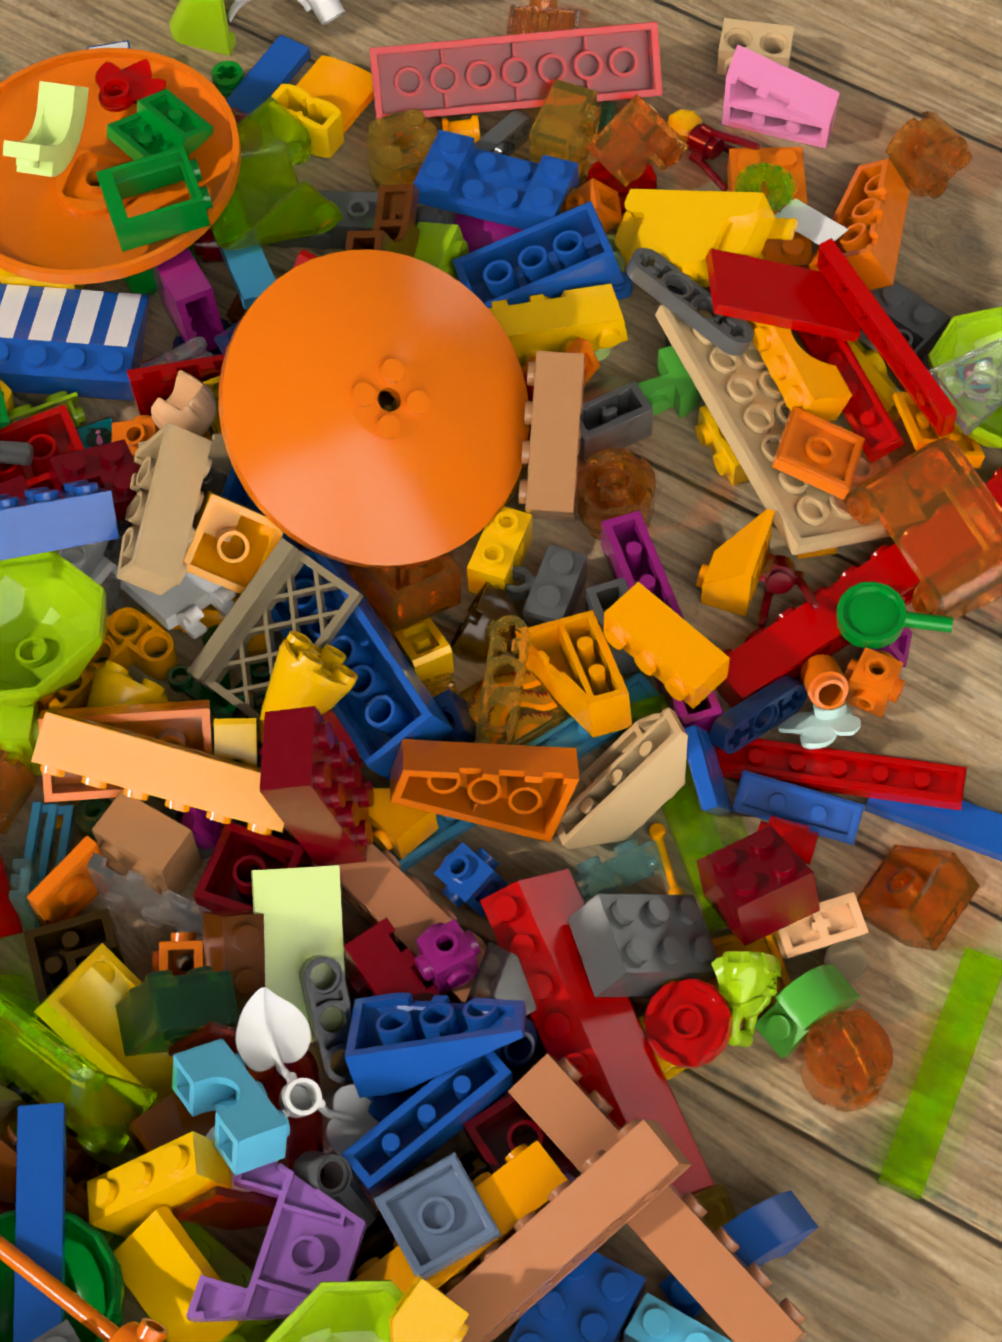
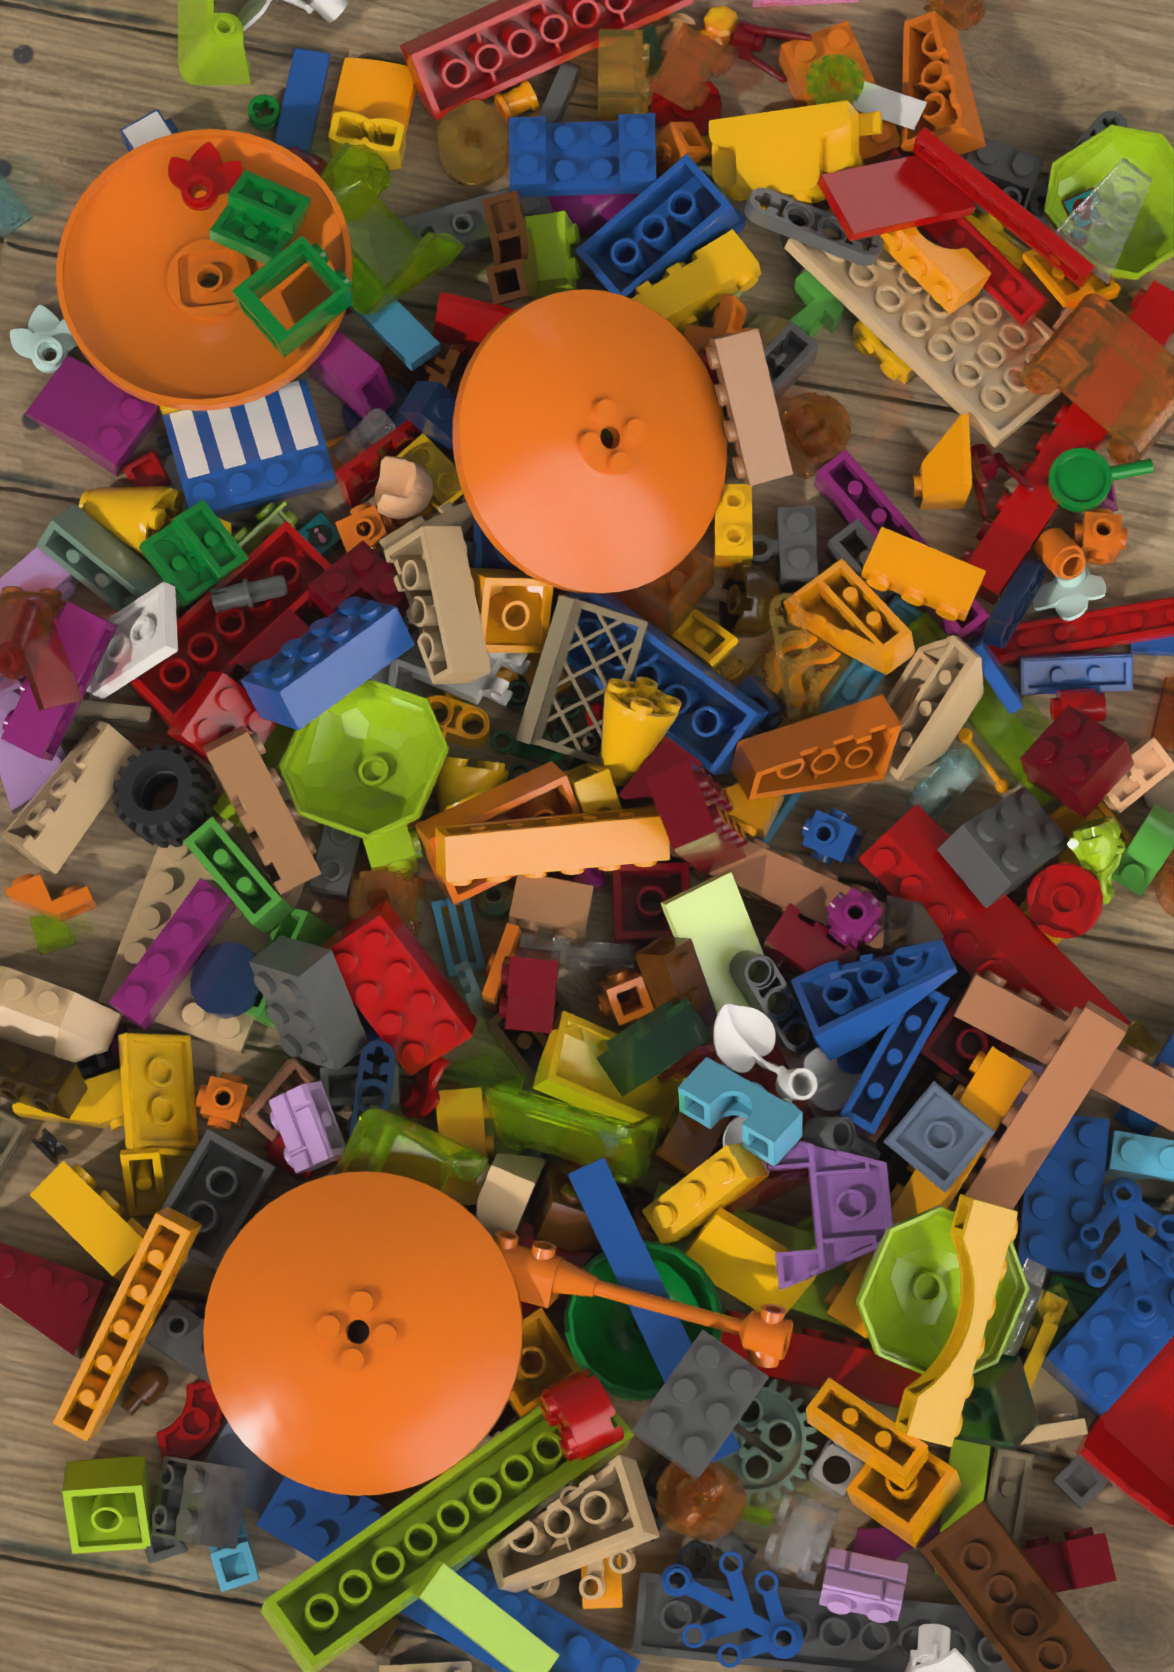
camera: 25 degrees left, 15 degrees up
(54, 131) = (162, 254): yellowish green arch -> none
(76, 904) = (530, 989): none -> dark red brick
(818, 452) = (981, 340): orange plate -> none

